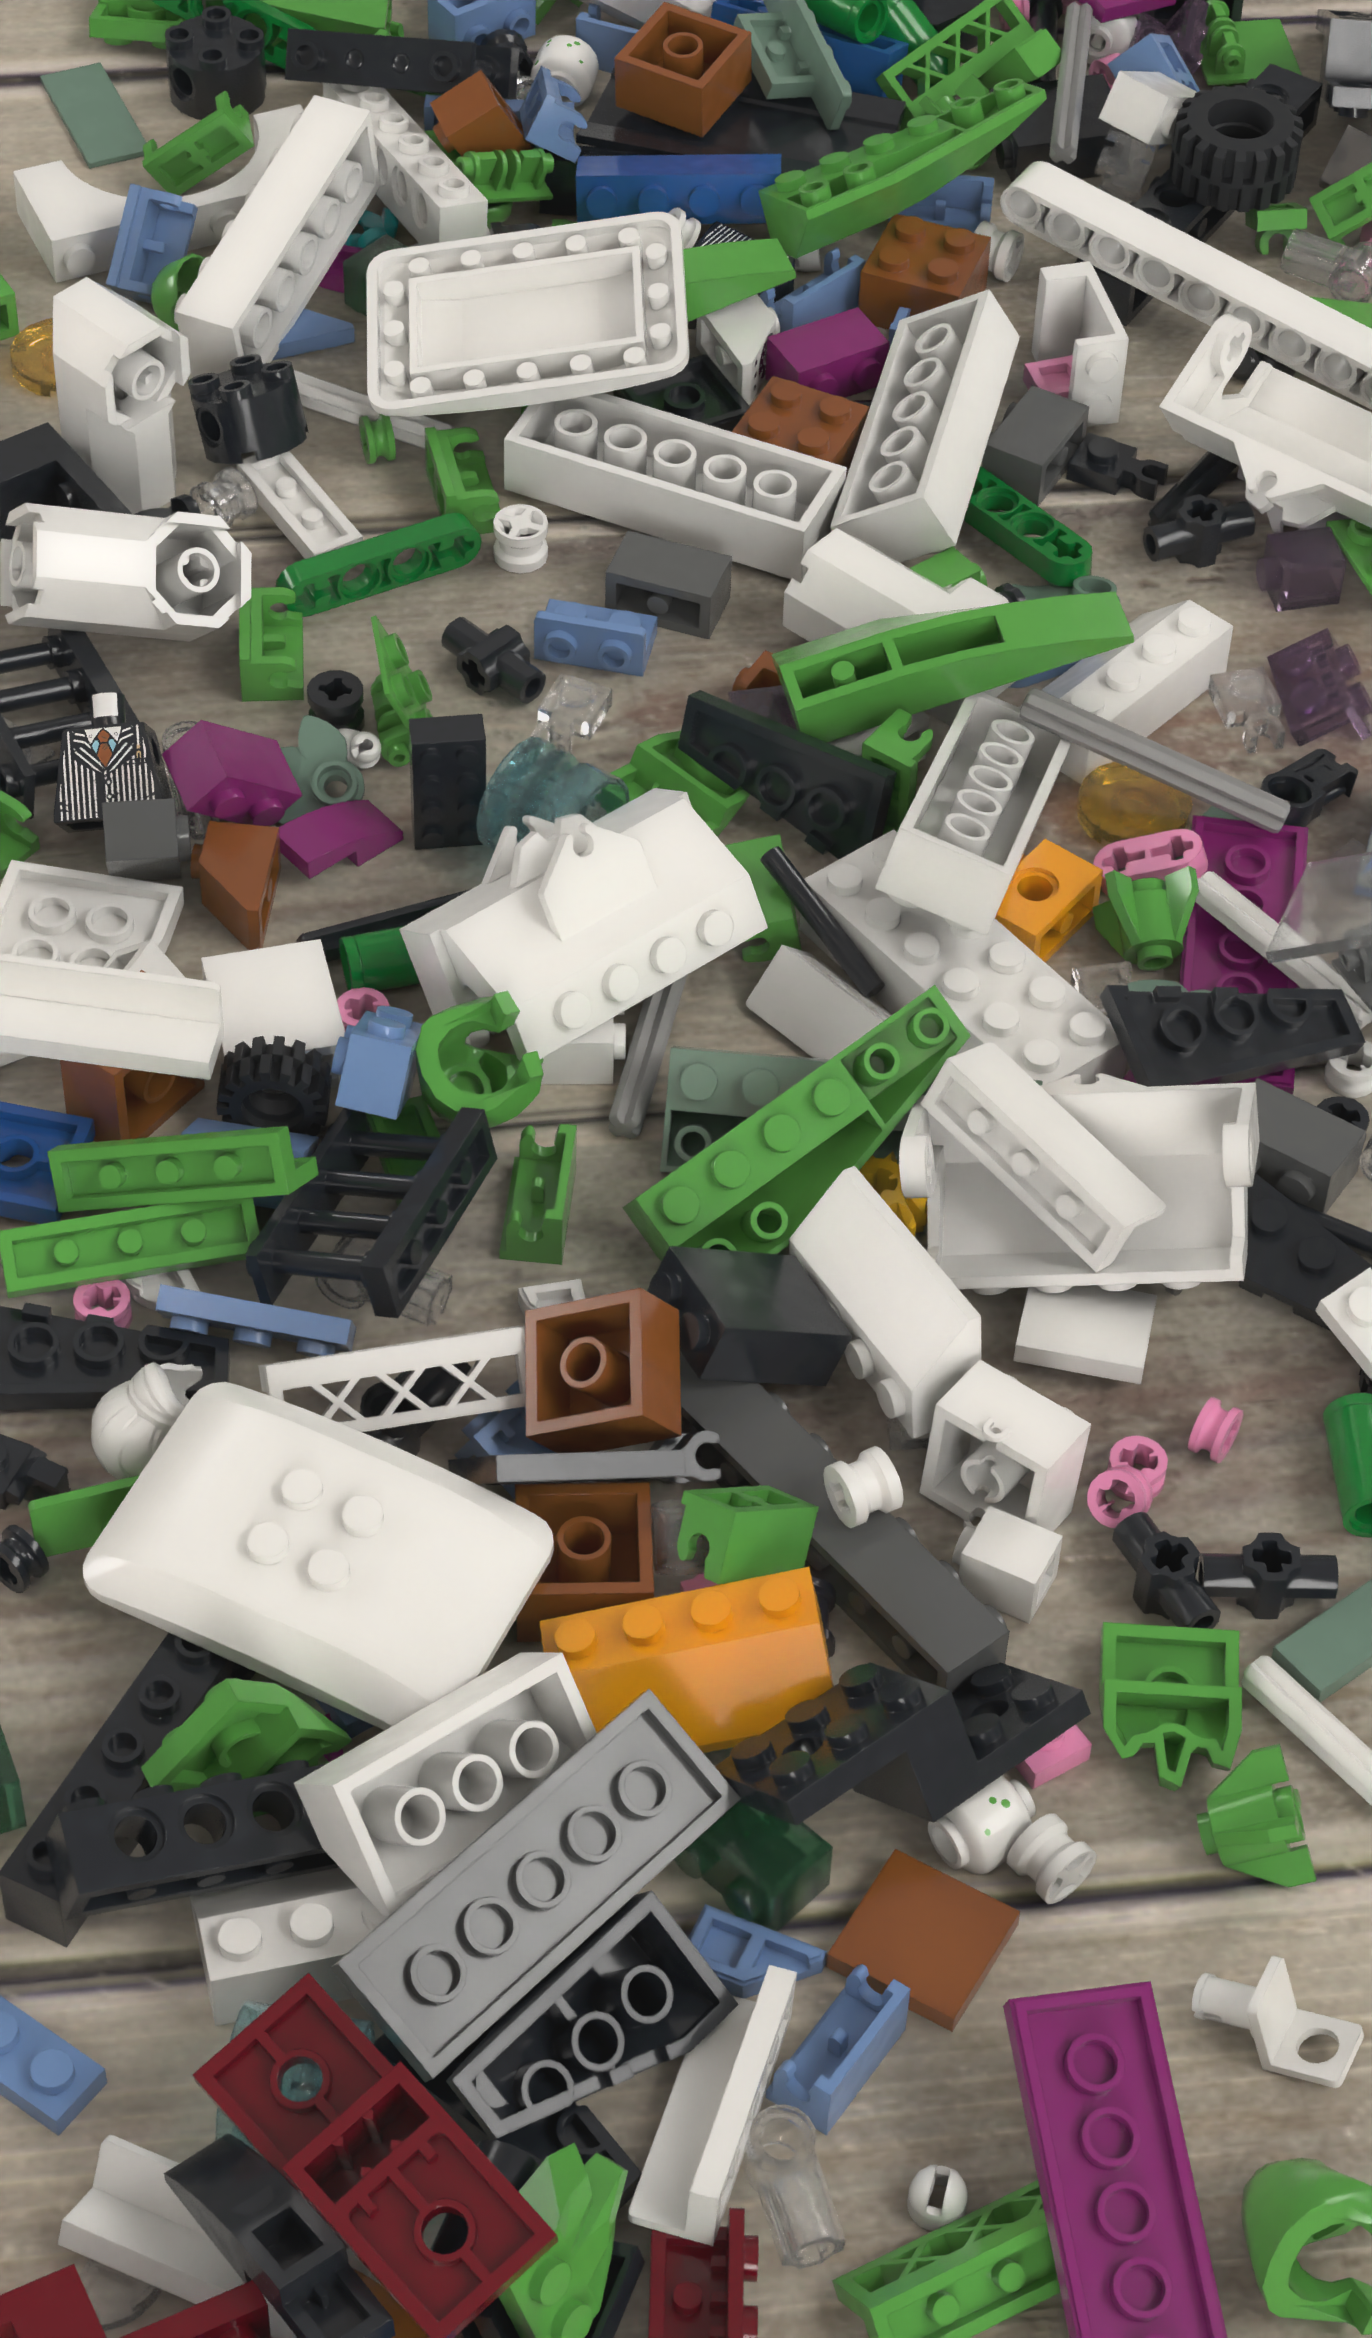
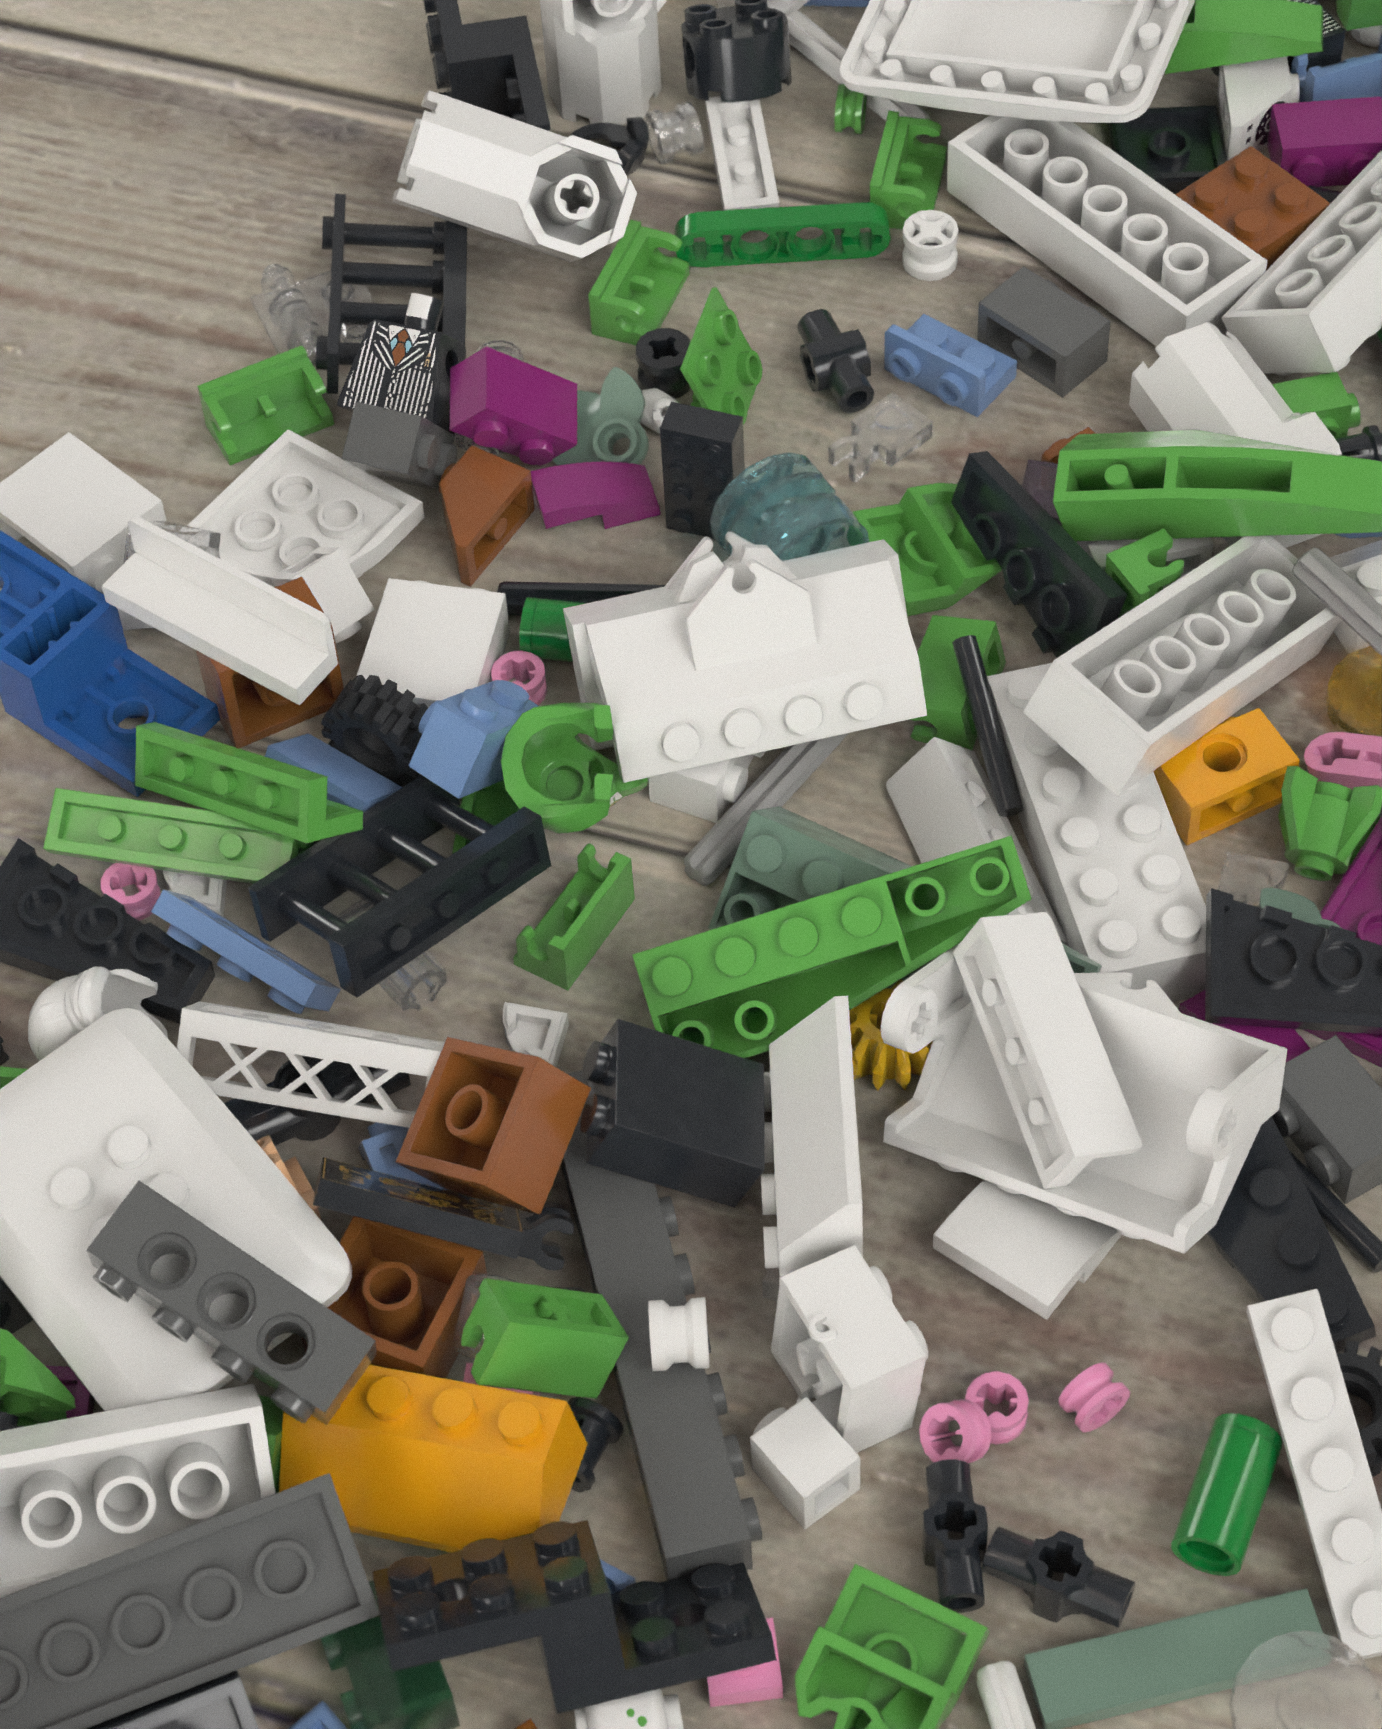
camera: 30 degrees right, 5 degrees up
(515, 1569) = (153, 1226): none -> dark grey brick

